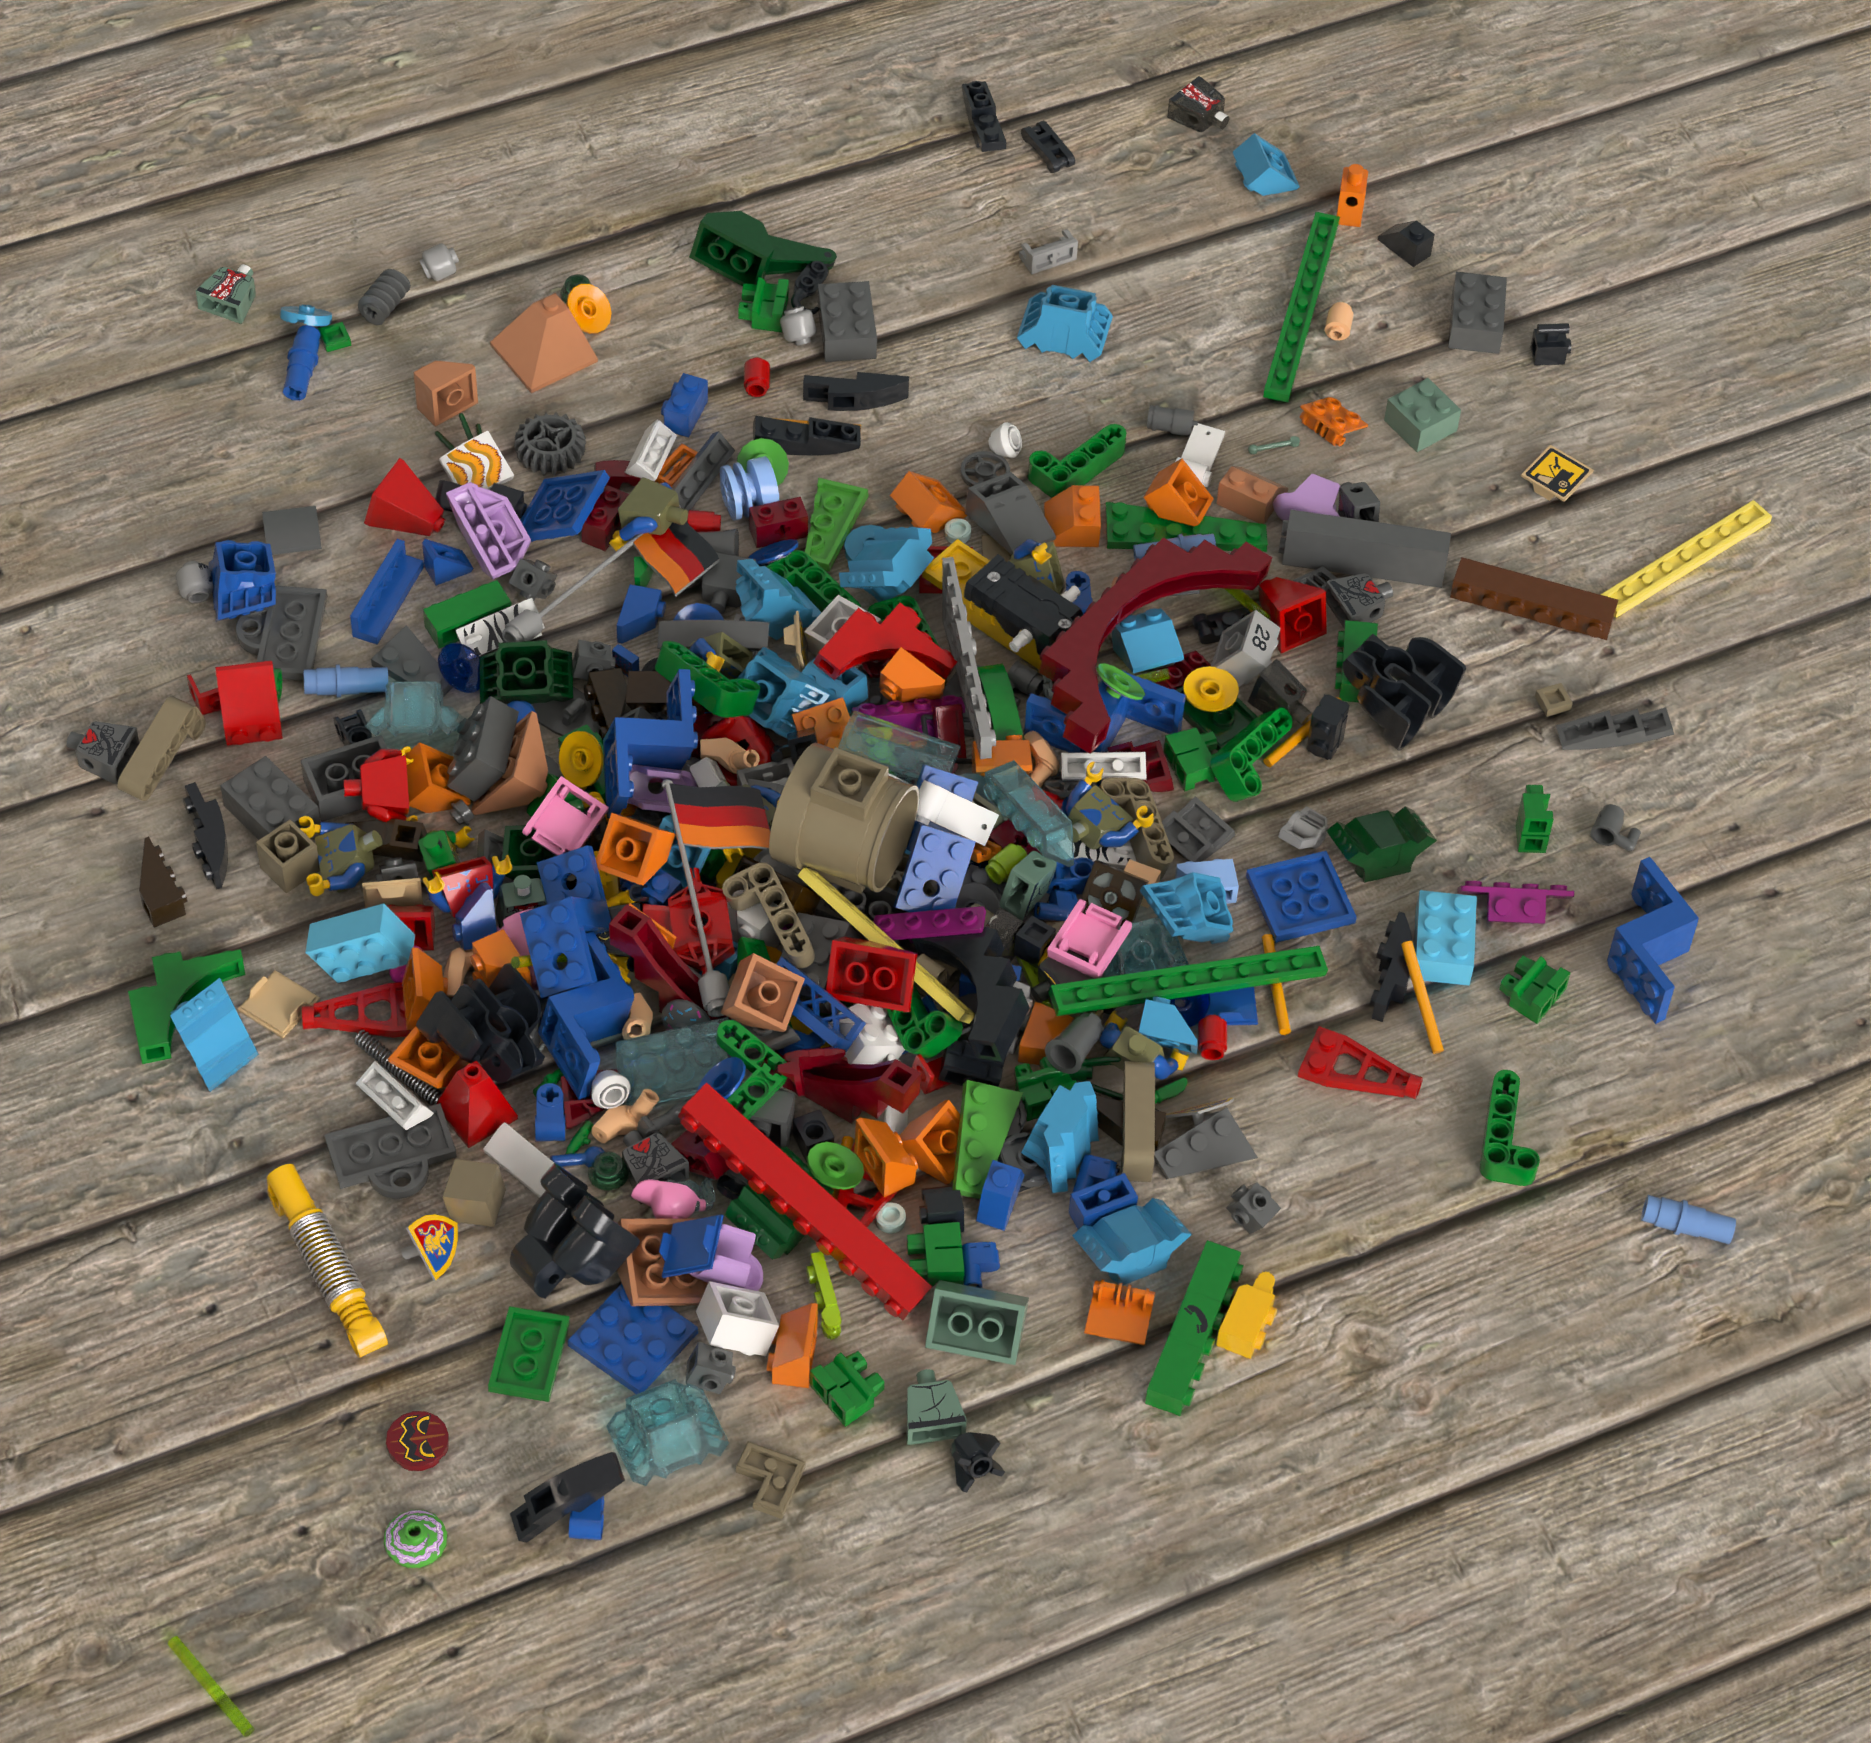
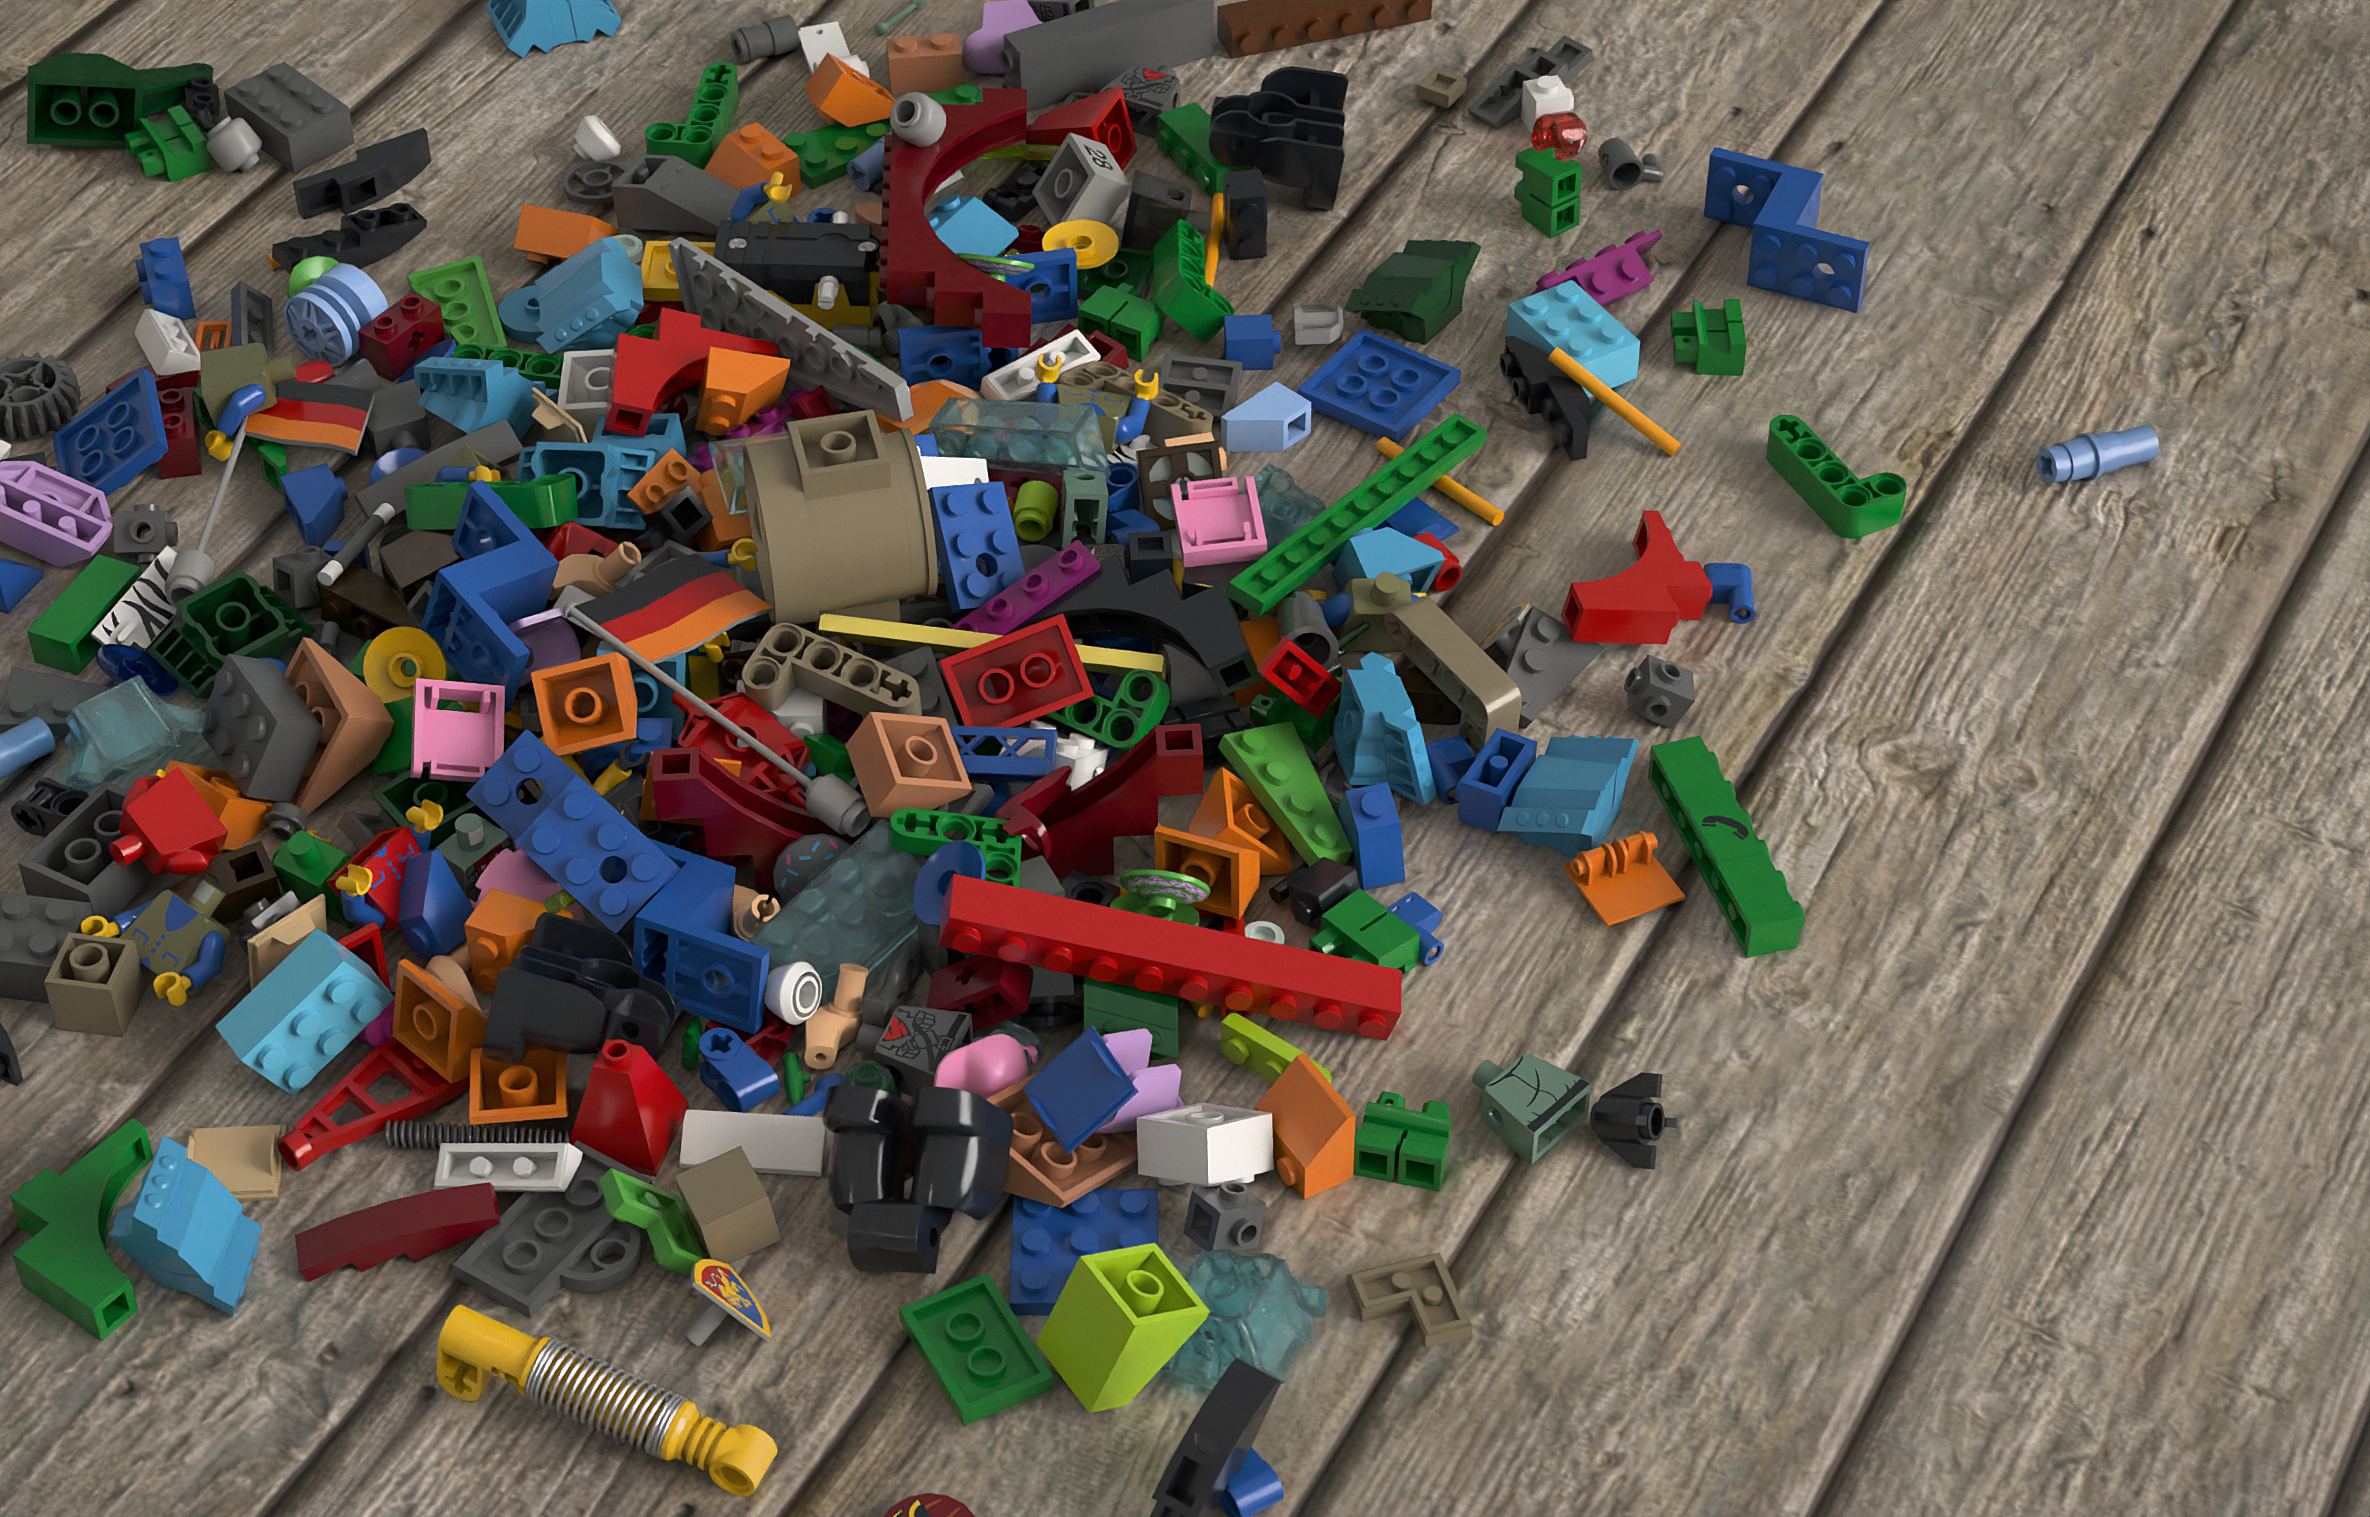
camera: 35 degrees left, 10 degrees down
(316, 1095) = (406, 1225): none -> dark red slope
(436, 1166) = (659, 1214): none -> bright green plate
(596, 1391) = (1119, 1324): none -> lime slope
(626, 658) = (356, 544): none -> dark grey bar
(756, 377) = (228, 217): red brick -> none
(843, 1158) = (1164, 888): none -> bright green dish
(976, 1322) = (1482, 983): sand green slope -> none
(1032, 1070) = (1300, 677): none -> red slope
(1164, 550) = (918, 119): none -> light grey head
(1191, 907) = (1290, 439): dark azure slope -> none
(1248, 1316) = (1772, 798): yellow hinge -> none
(1252, 819) = (1251, 341): none -> blue brick
(1297, 1142) = (1644, 599): none -> red arch
(1324, 1053) = (1569, 529): red plate -> none
(1374, 1165) = (1734, 587): none -> blue piece
(1589, 781) = (1561, 131): none -> clear red head
(1603, 754) = (1542, 97): none -> white brick

